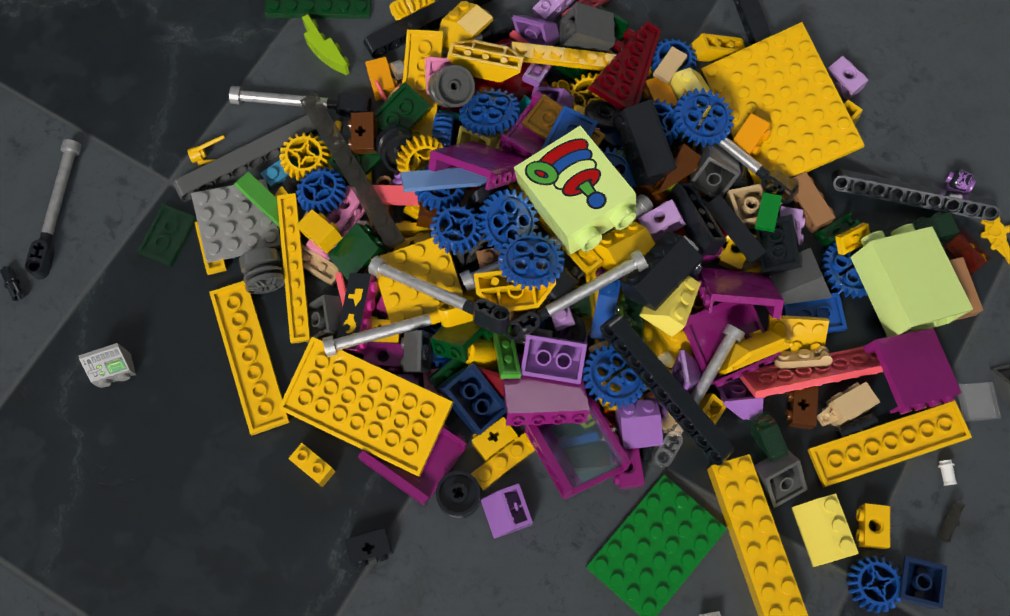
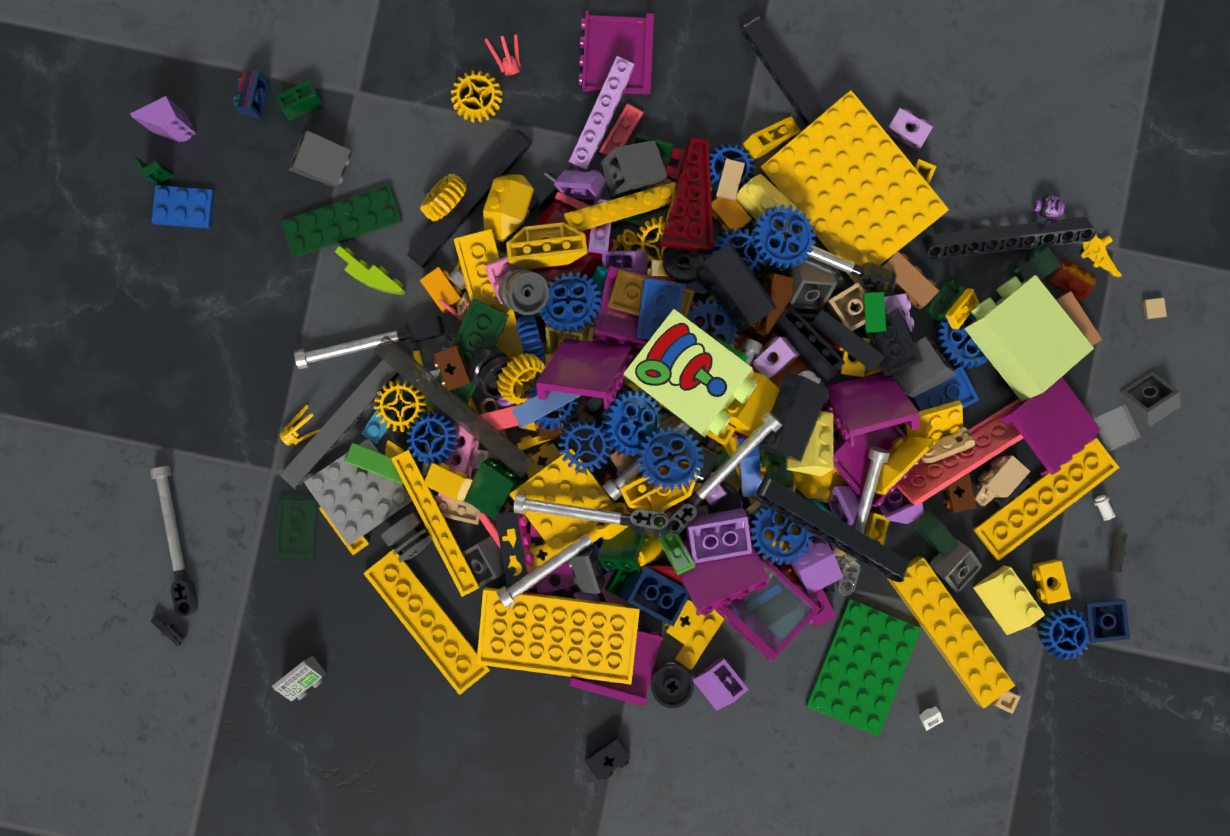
camera: 25 degrees left, 15 degrees up
(312, 464) = (528, 703): yellow brick -> none
(752, 135) = (834, 233): light orange brick -> none

